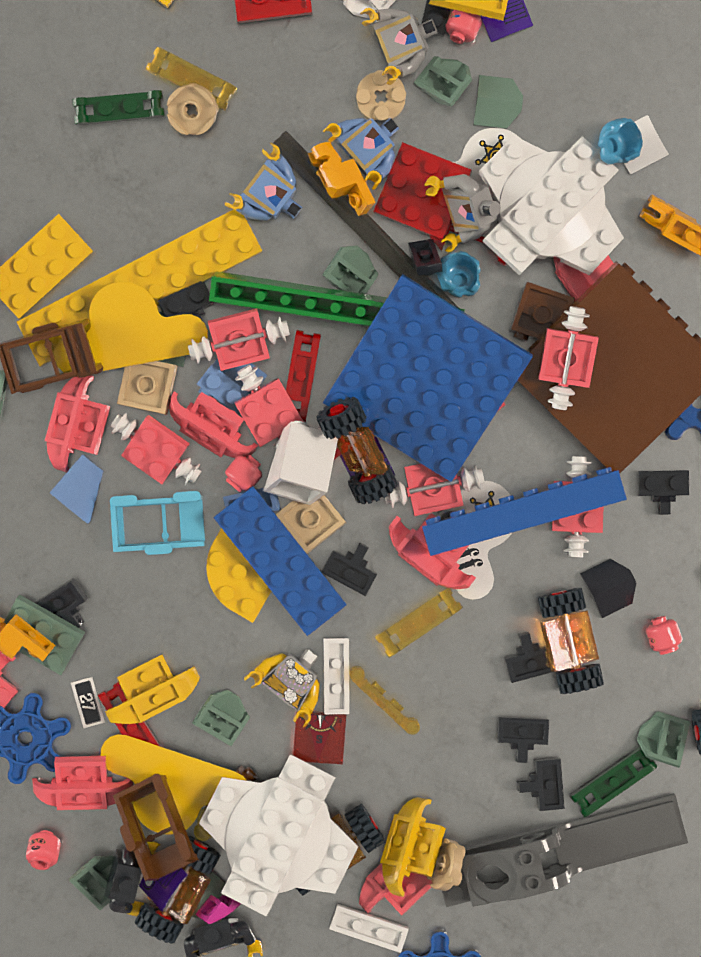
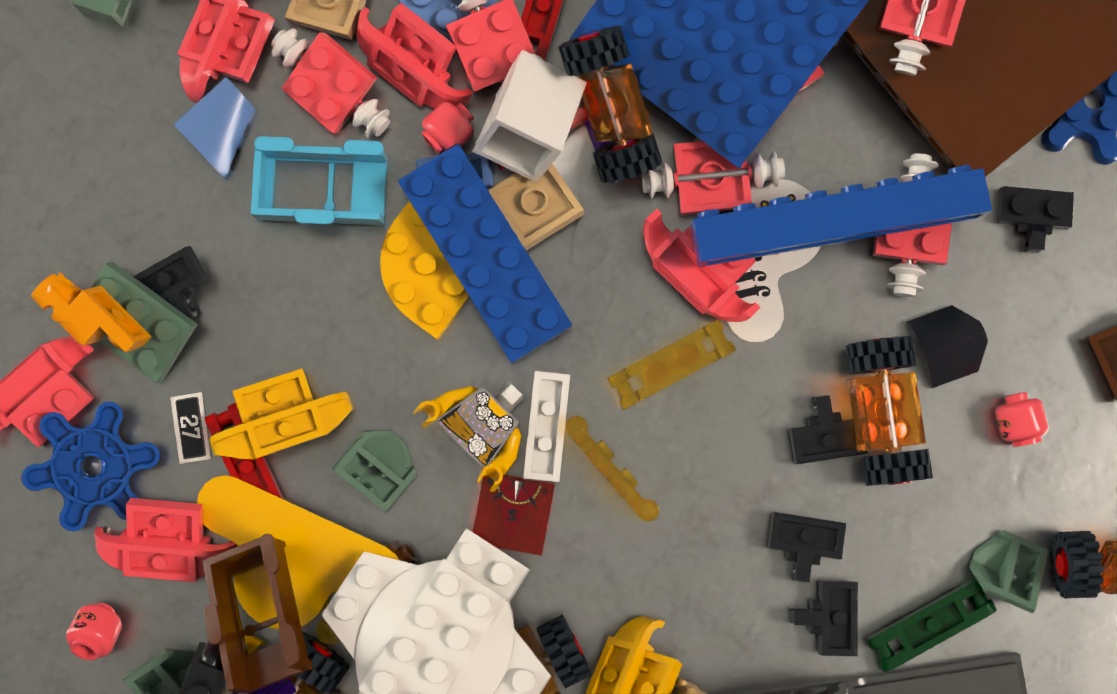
camera: 10 degrees right, 5 degrees down
(351, 569) = (583, 279): black hinge -> none

